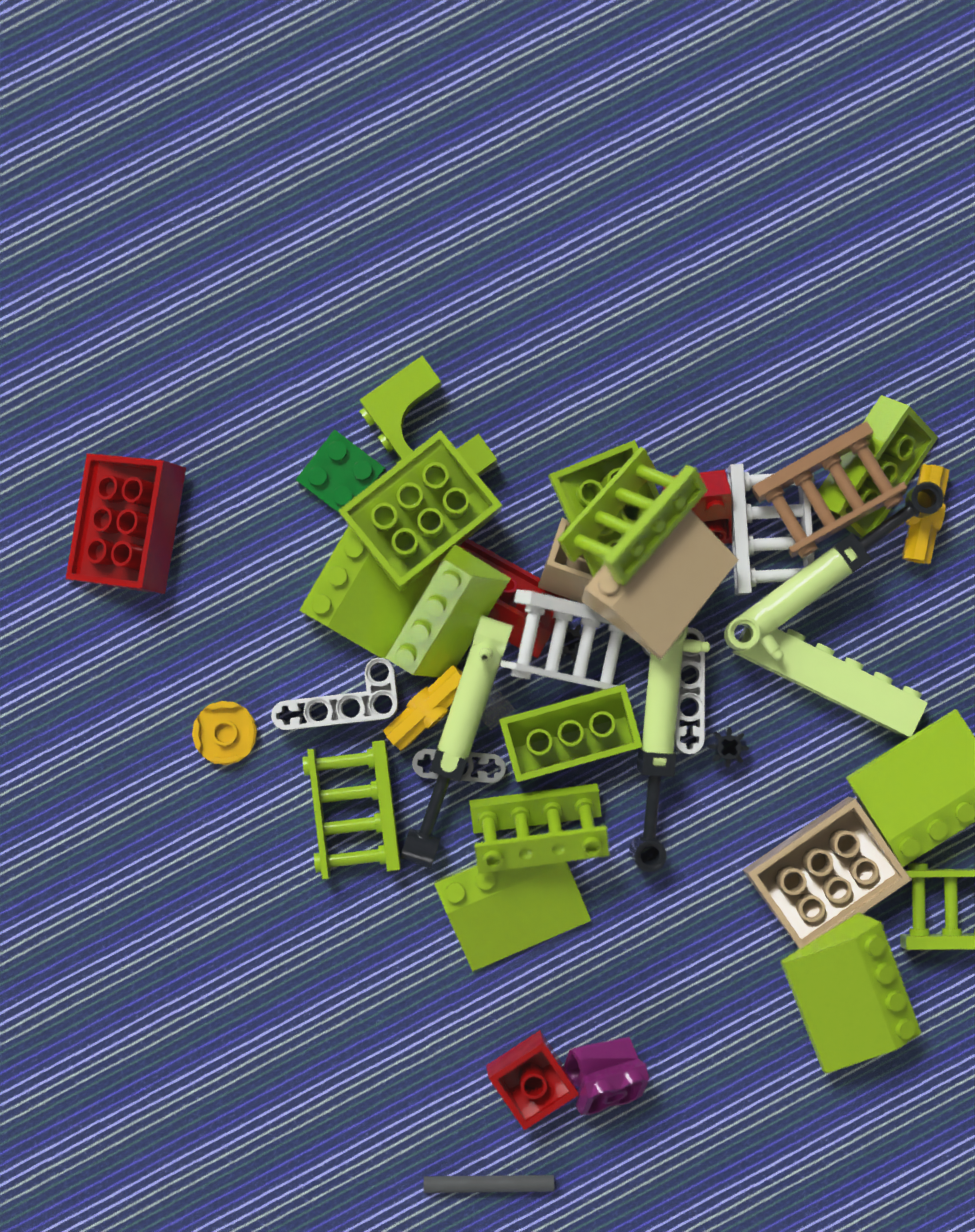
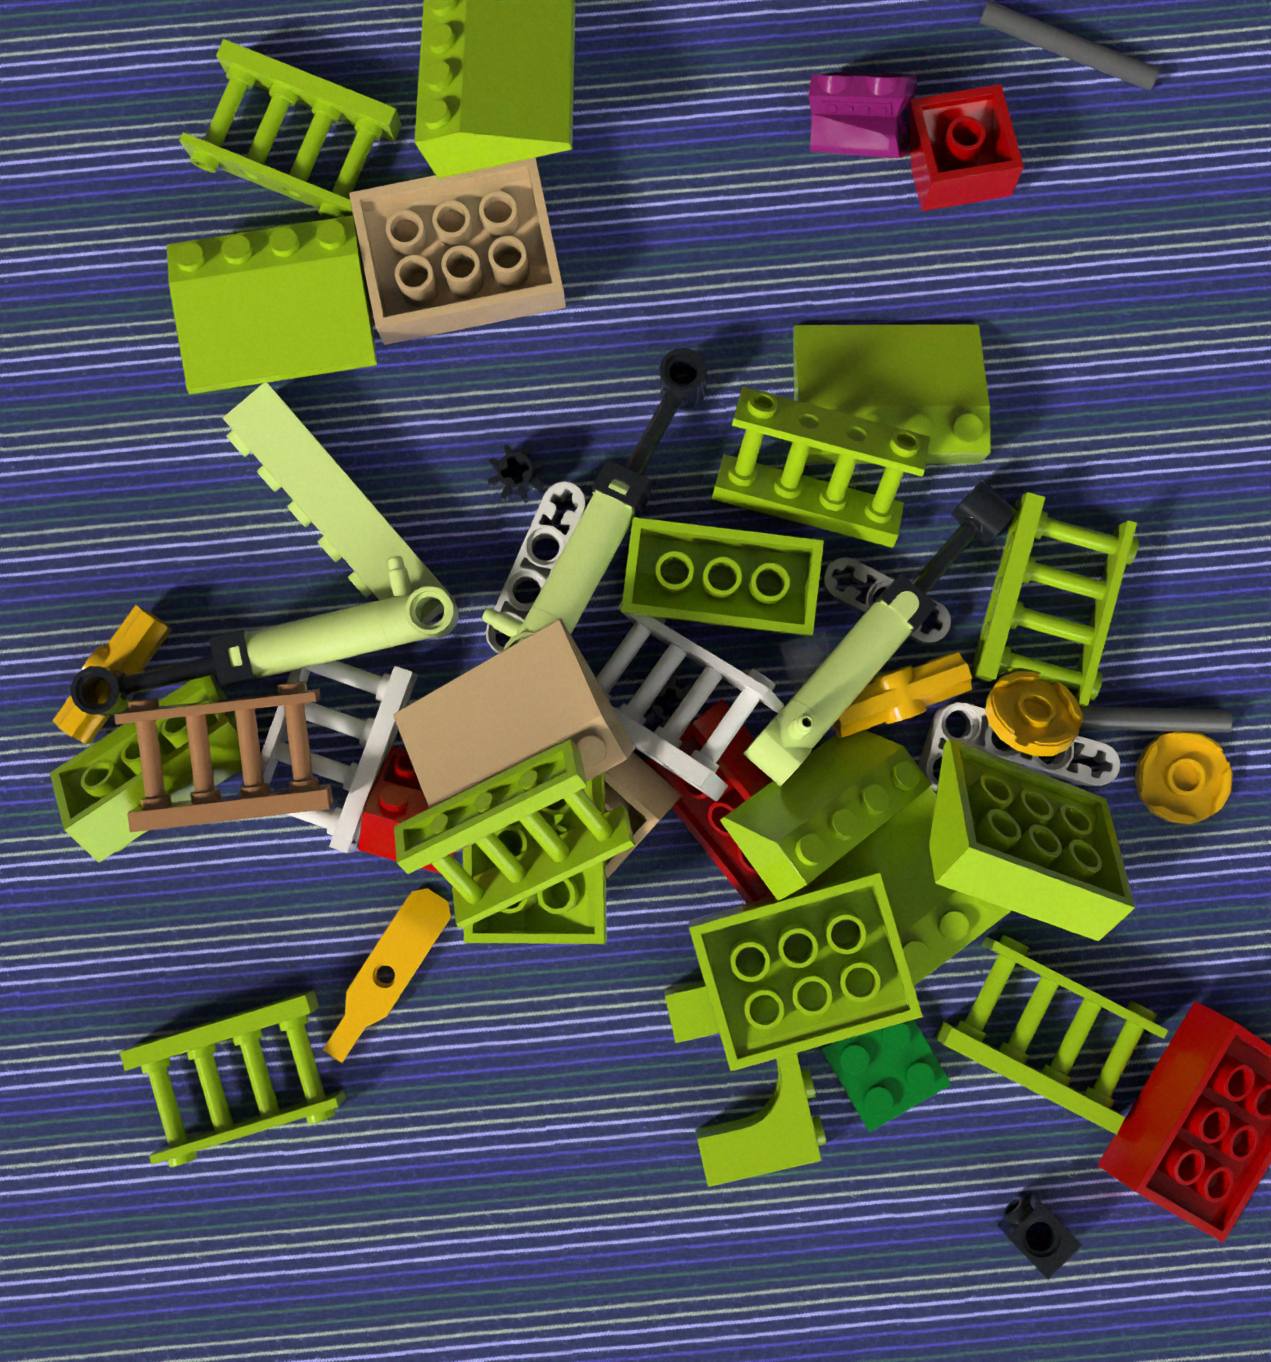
camera: 160 degrees left, 0 degrees up
(193, 404) = (1052, 1248): none -> black brick
(233, 508) = (1054, 1079): none -> lime fence
(270, 756) = (1156, 719): none -> dark grey piece
(313, 646) = (1027, 843): none -> lime slope
(339, 729) = (1033, 714): none -> yellow tile
(672, 421) = (401, 948): none -> yellow piece
(744, 330) = (200, 1044): none -> lime fence

